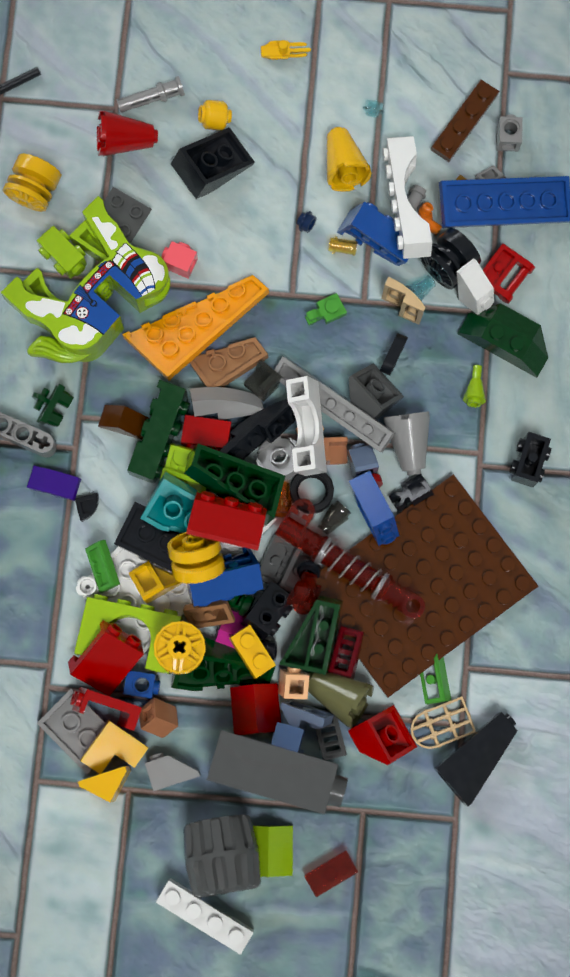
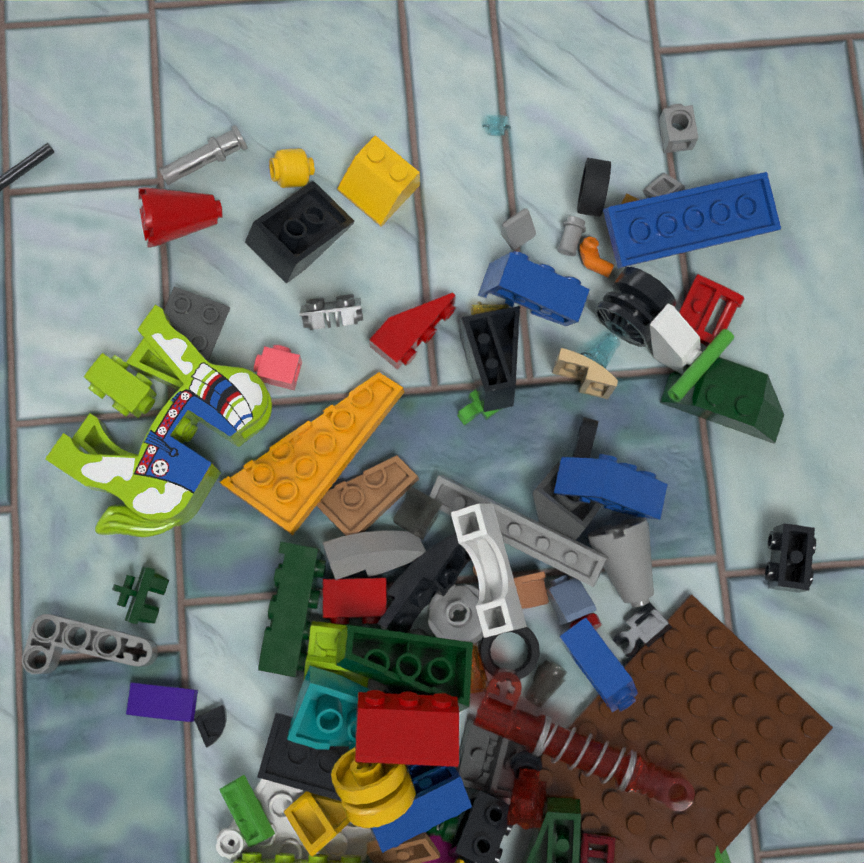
camera: 10 degrees left, 0 degrees up
(32, 182) = (66, 293): yellow wheel -> none
(122, 420) = (240, 599): reddish brown slope -> none
(214, 220) = (314, 308): none -> hinge
(278, 135) = (379, 181): none -> yellow slope
(280, 247) = (405, 331): none -> red slope
(281, 50) = (363, 68): yellow piece -> none
(306, 221) = (436, 287): dark blue plate -> none
(338, 275) = (491, 352): none -> black wedge
(345, 161) = (473, 200): yellow cone -> none
(375, 188) = (518, 229): none -> light grey slope
(409, 383) = (613, 485): none -> blue wedge
(413, 230) = (584, 282): white arch -> none
(436, 165) = (594, 187): none -> black tyre
(465, 120) = (619, 115): reddish brown plate -> none
(475, 394) = (699, 480): lime cone -> none
(490, 308) = (700, 365): none -> bright green piece

